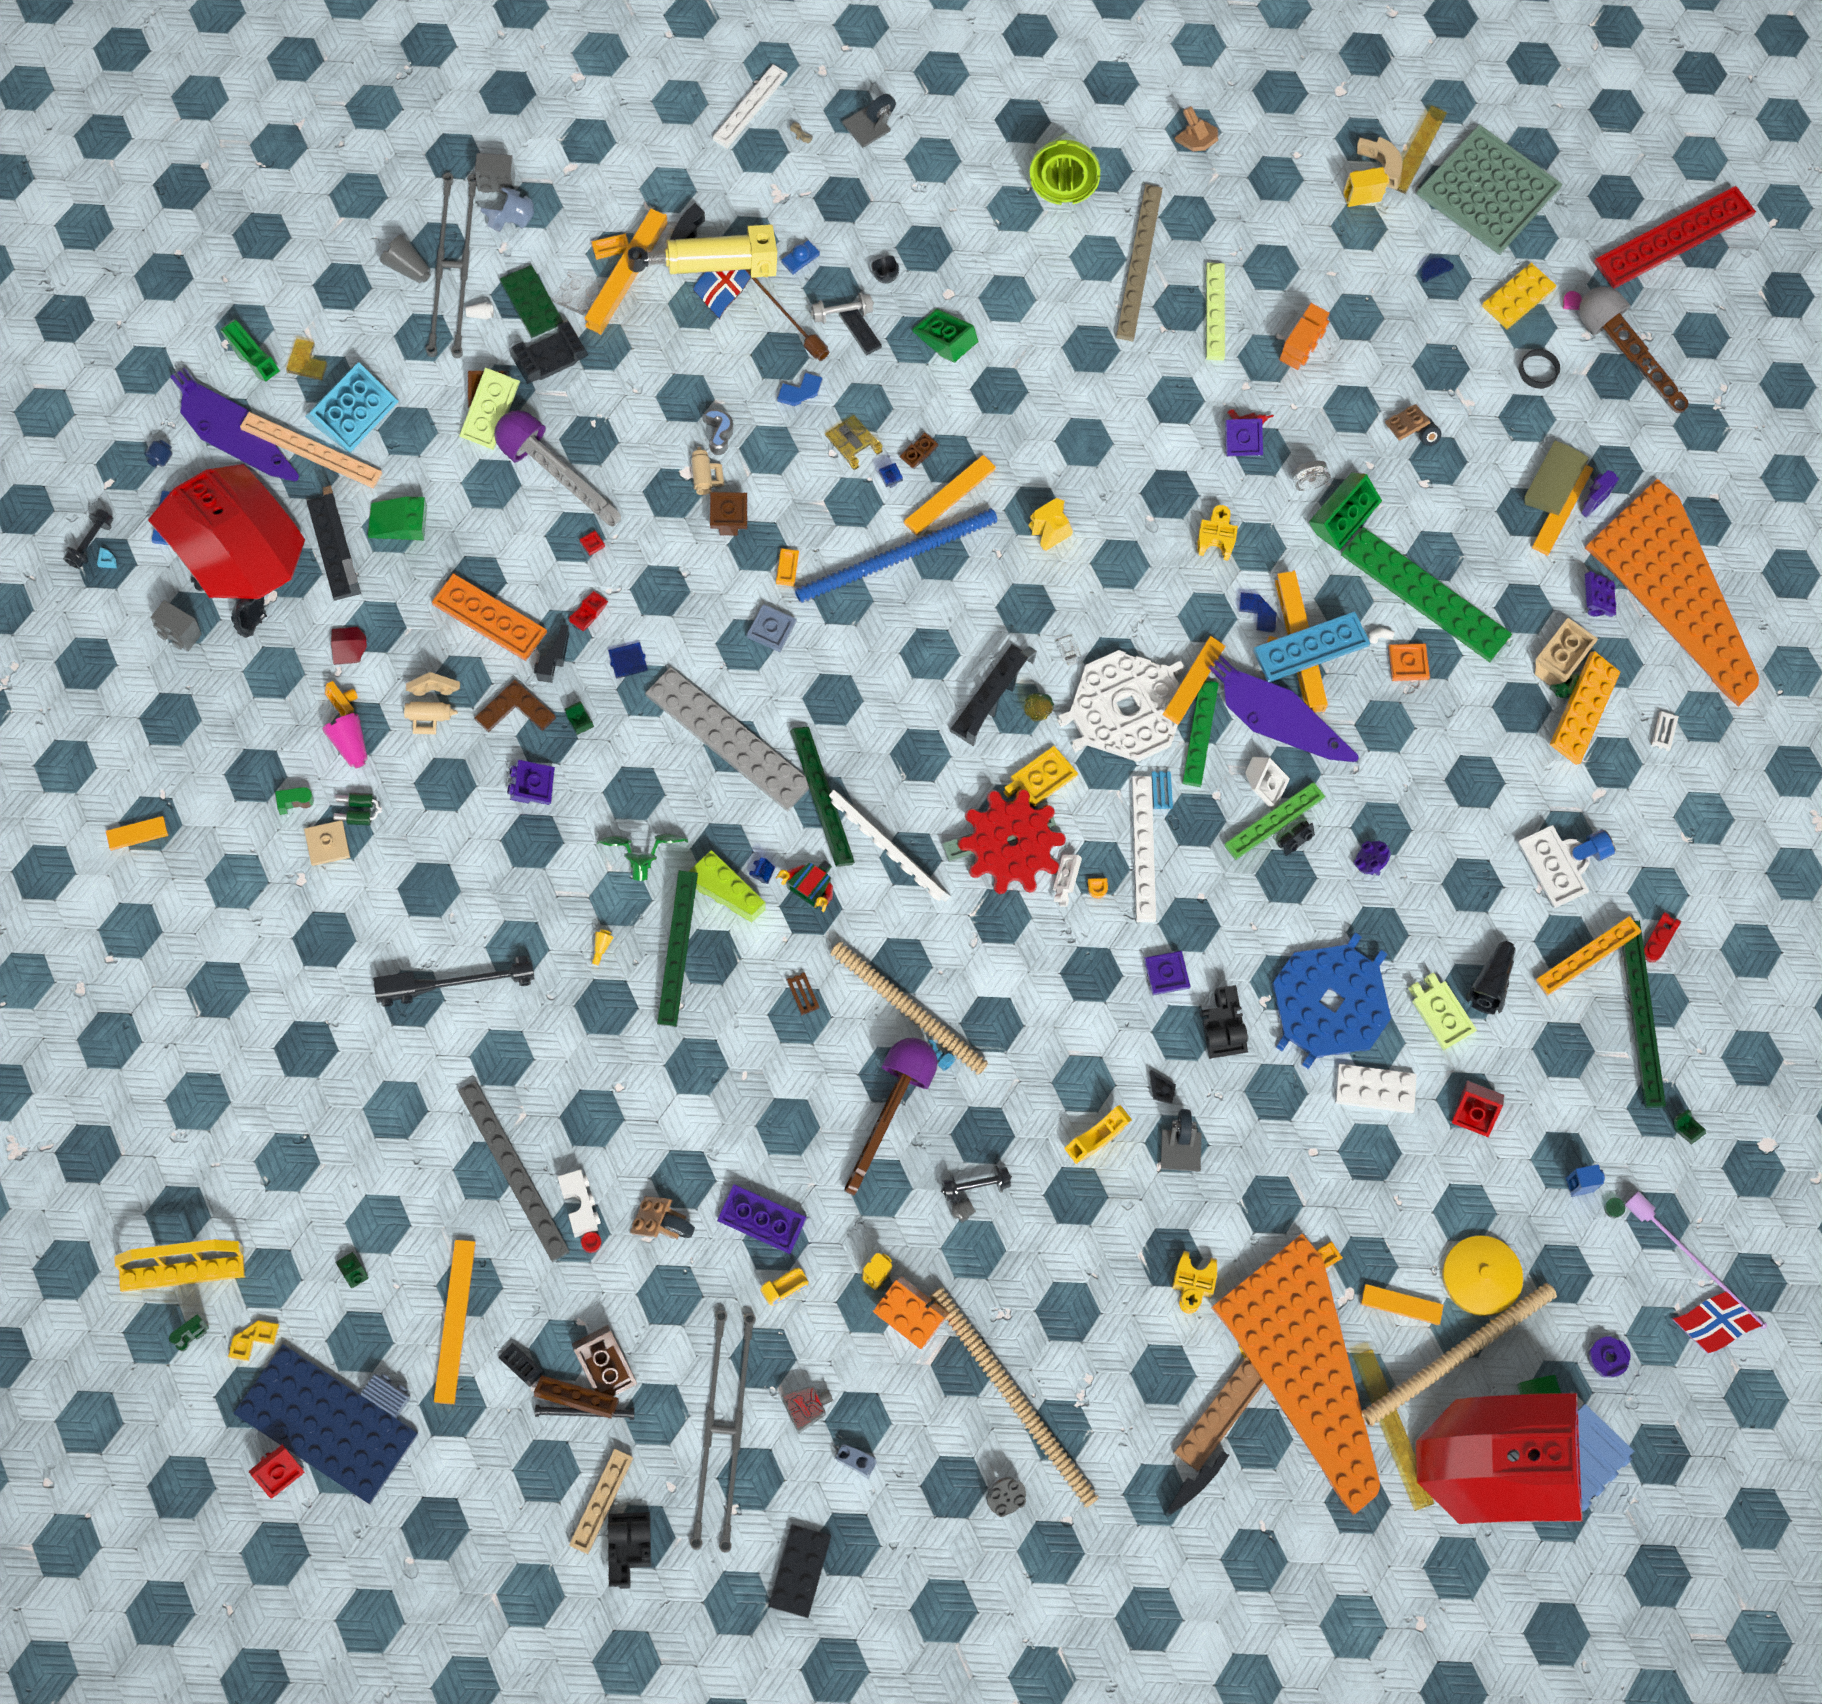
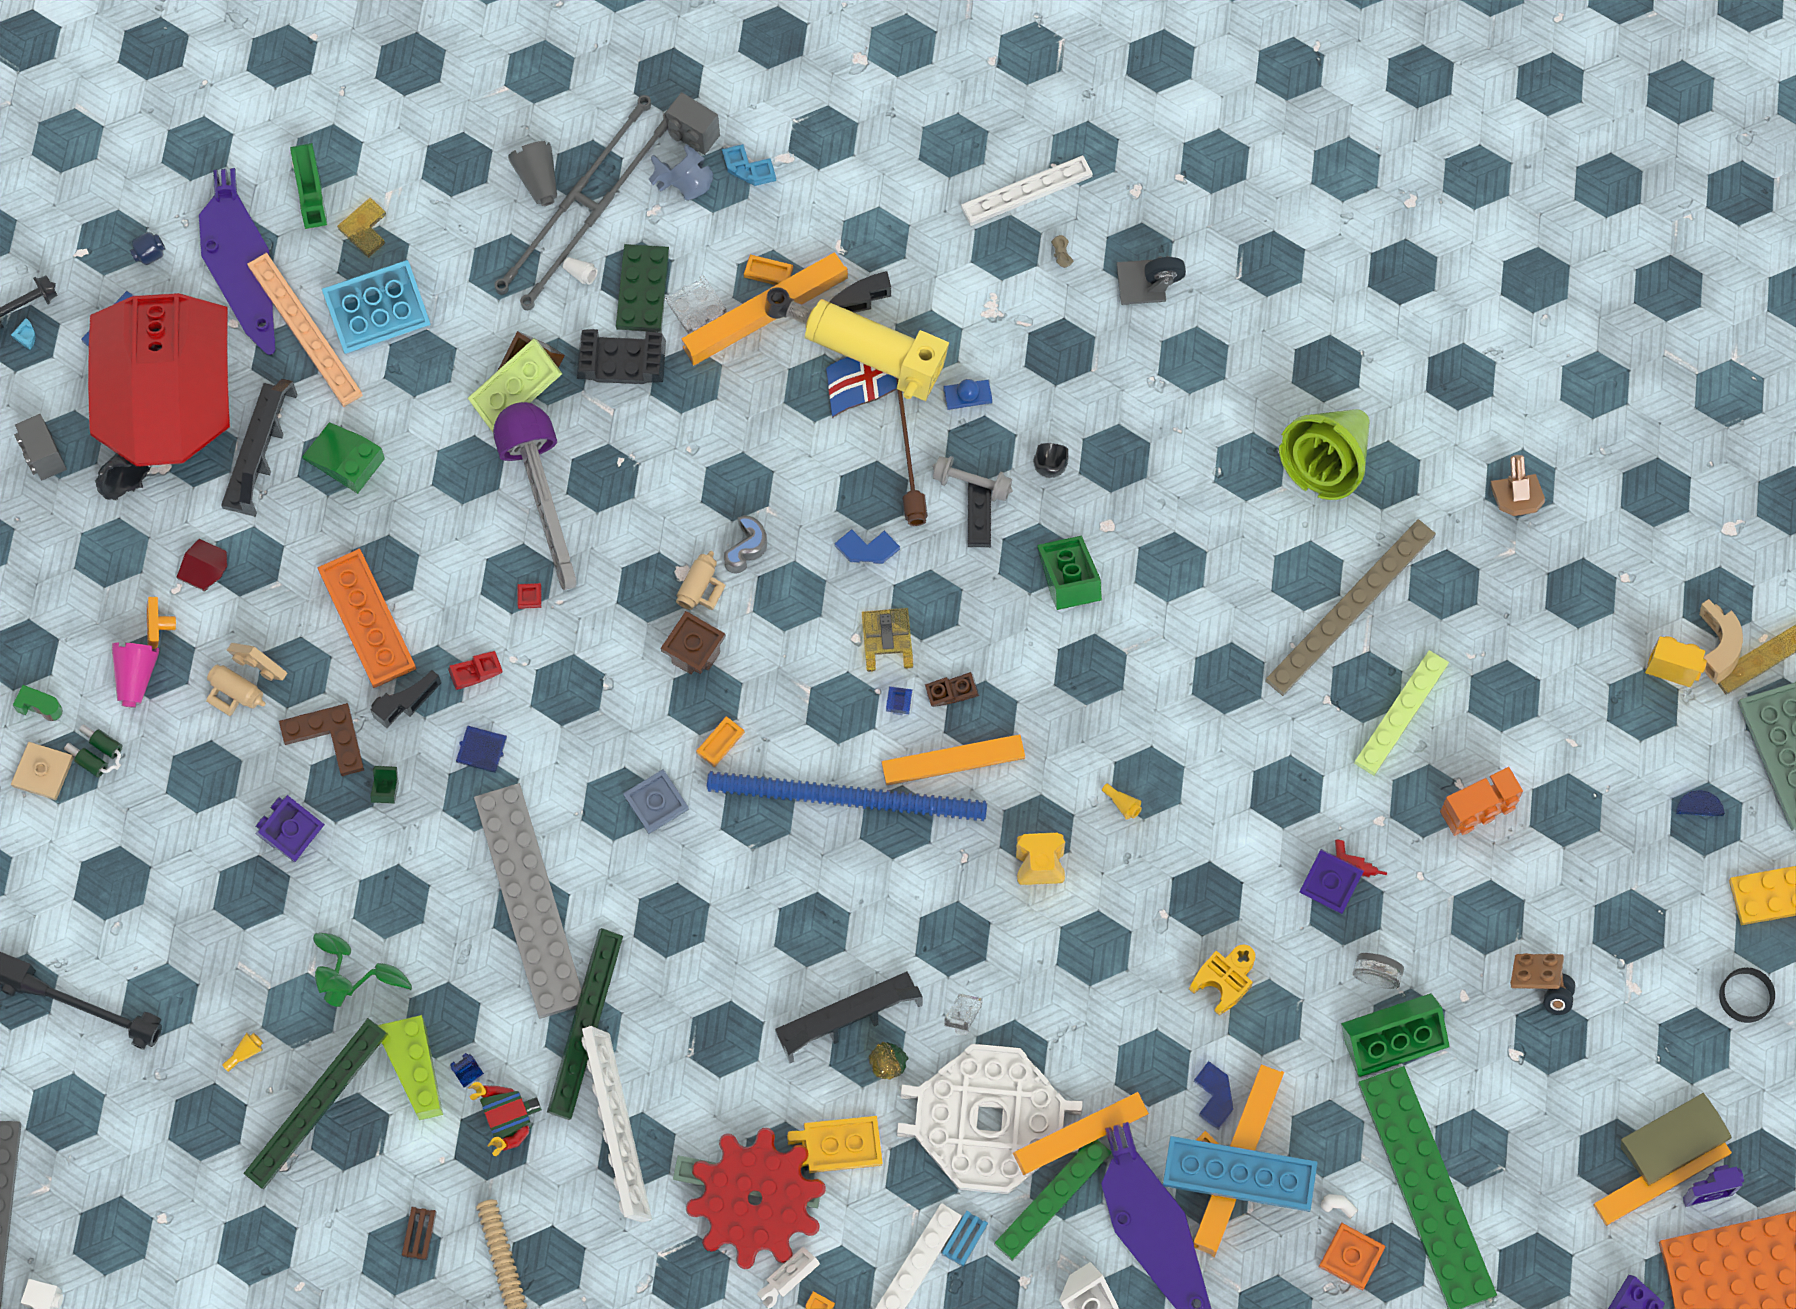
camera: 40 degrees right, 0 degrees up
(556, 187) = (753, 173): none -> dark azure tile
(1081, 461) = (1128, 805): none -> yellow cone

